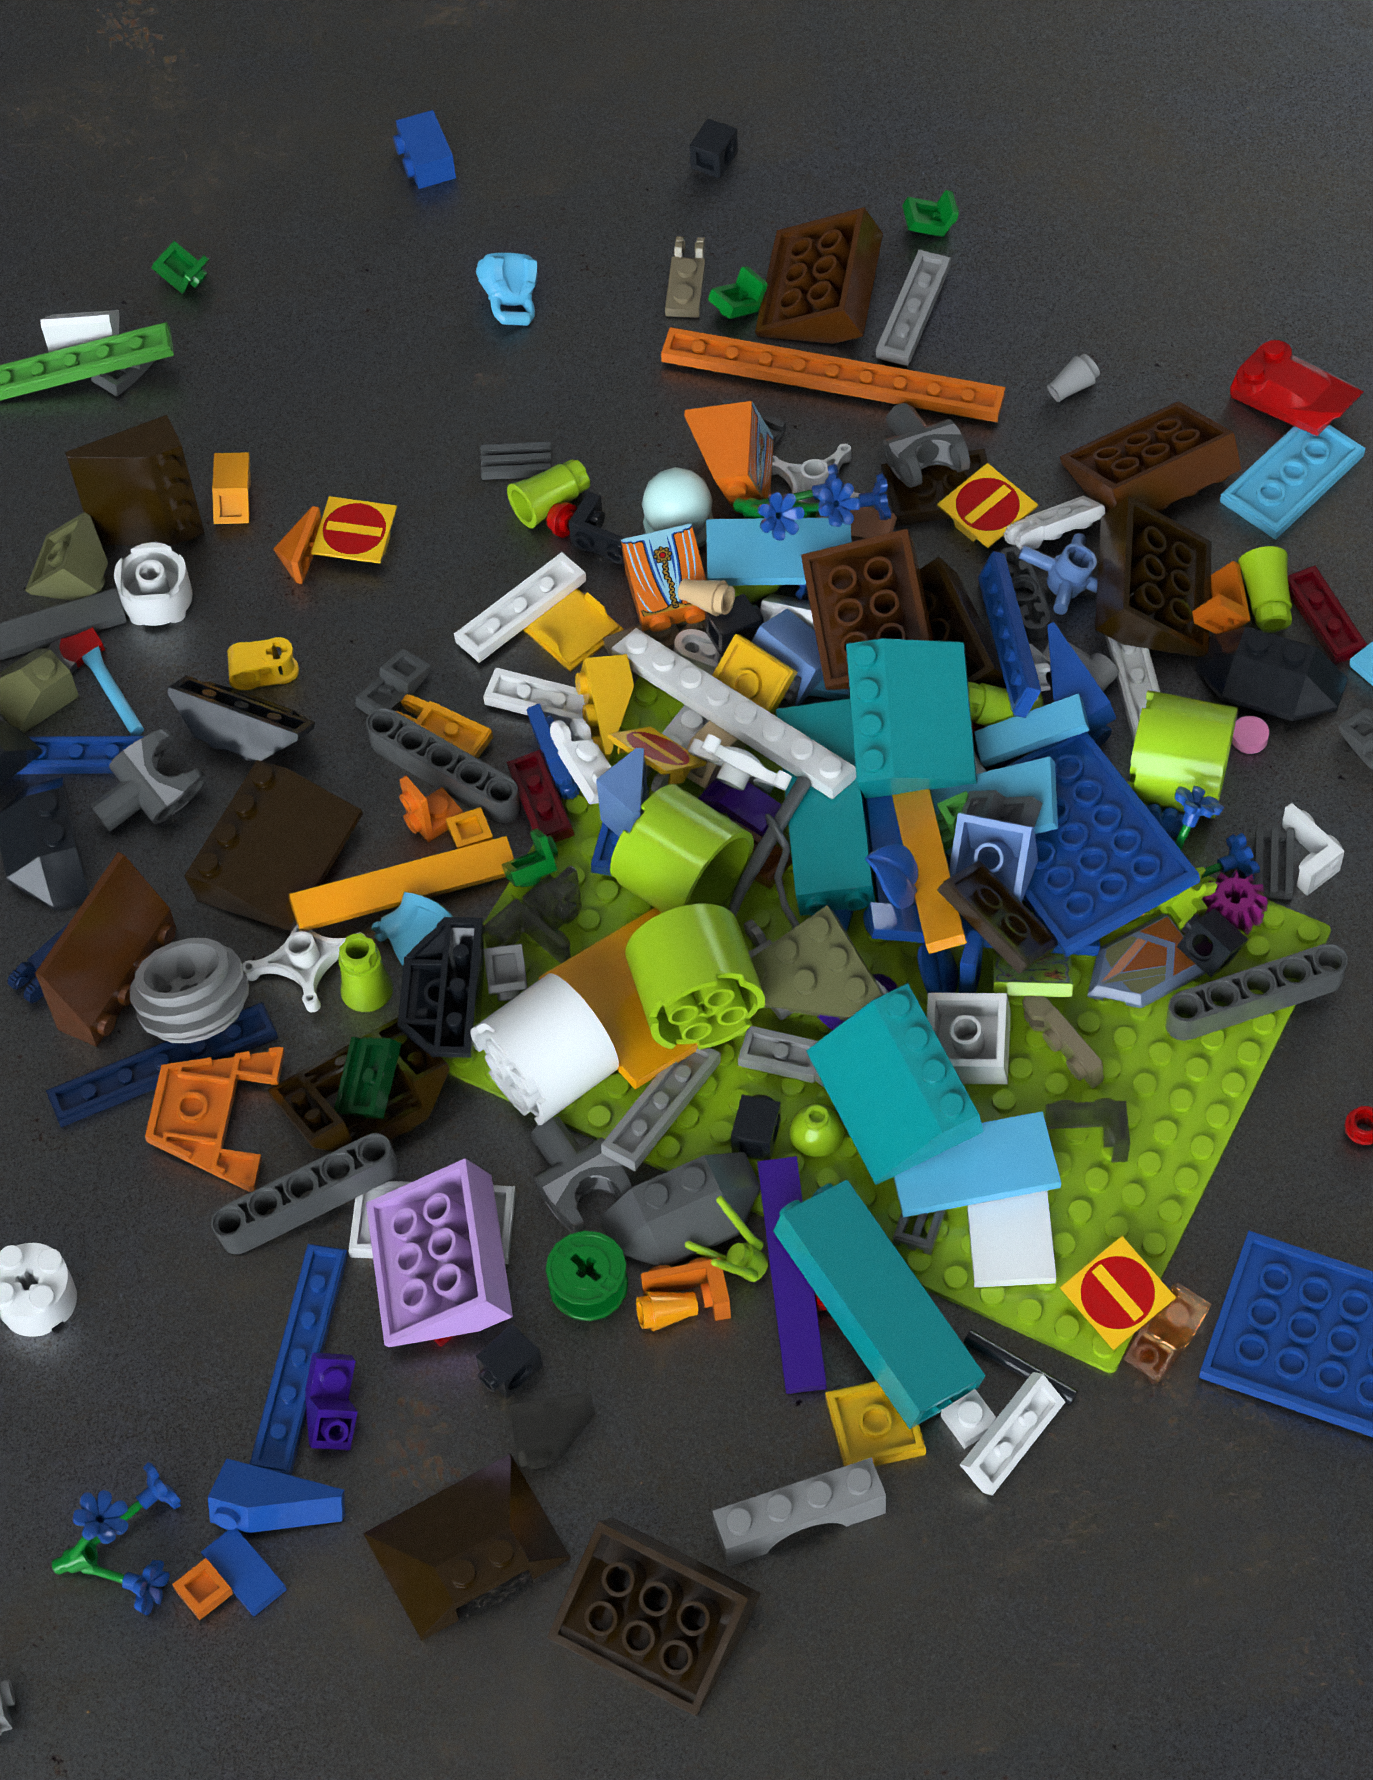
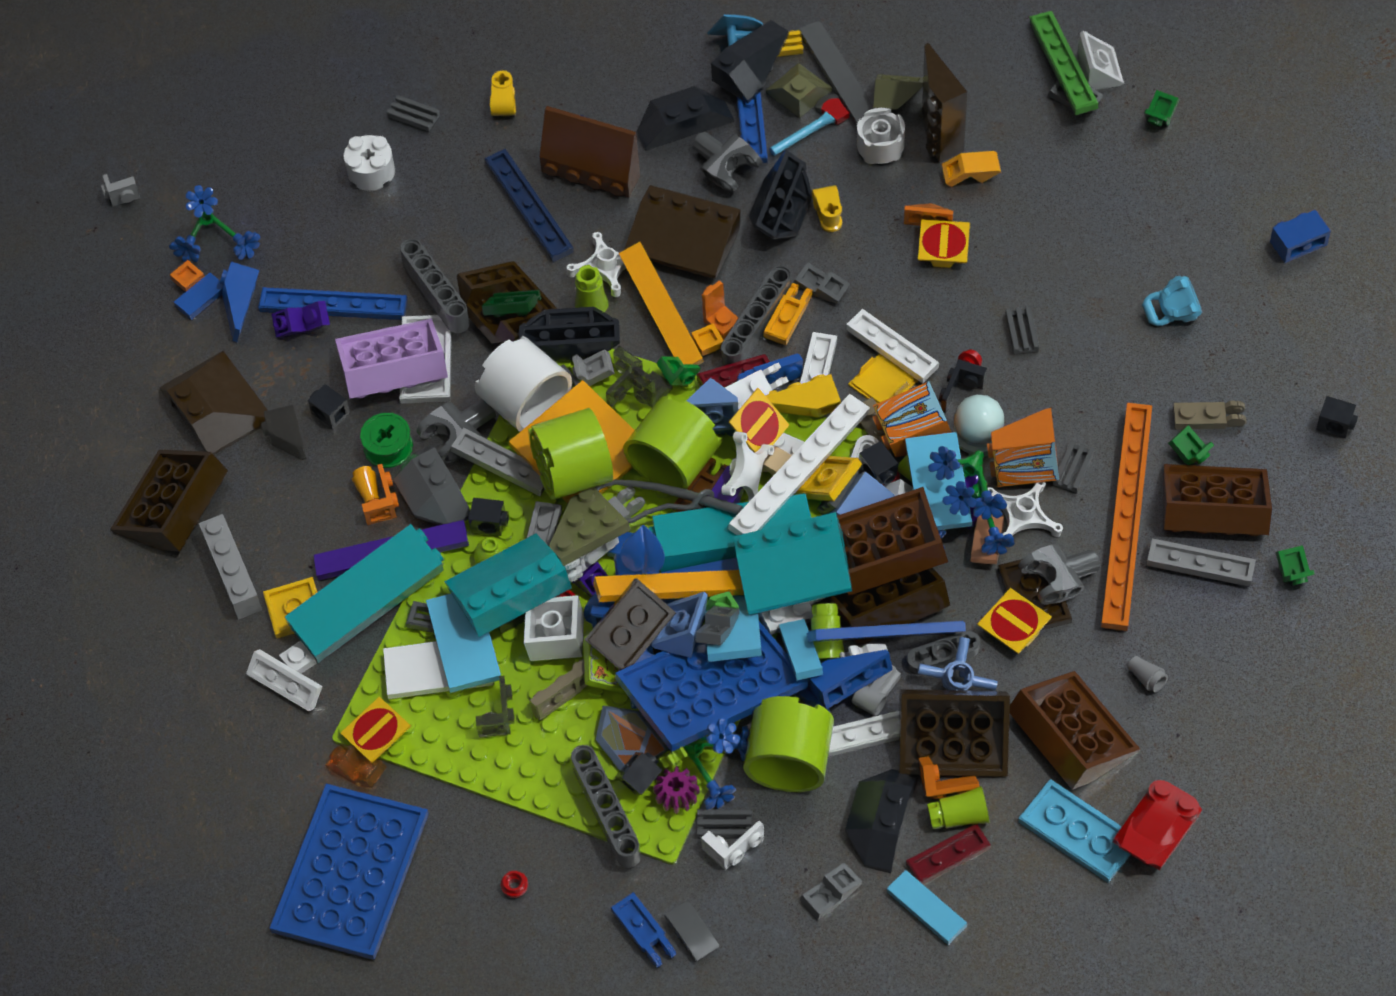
camera: 85 degrees right, 0 degrees up
(189, 990) = (566, 200): light grey wheel -> none
(195, 1107) = (492, 223): orange wing -> none
(409, 923) = (631, 319): medium azure arm -> none
(536, 495) = (991, 348): lime plant -> none
(709, 595) = (885, 437): tan cone -> none
(742, 1258) = (397, 520): lime plant -> none
(1016, 1364) = (333, 685): black bar -> none
(1053, 522) = (1002, 663): white hinge -> none
(1250, 734) = (833, 805): bright pink tile -> none

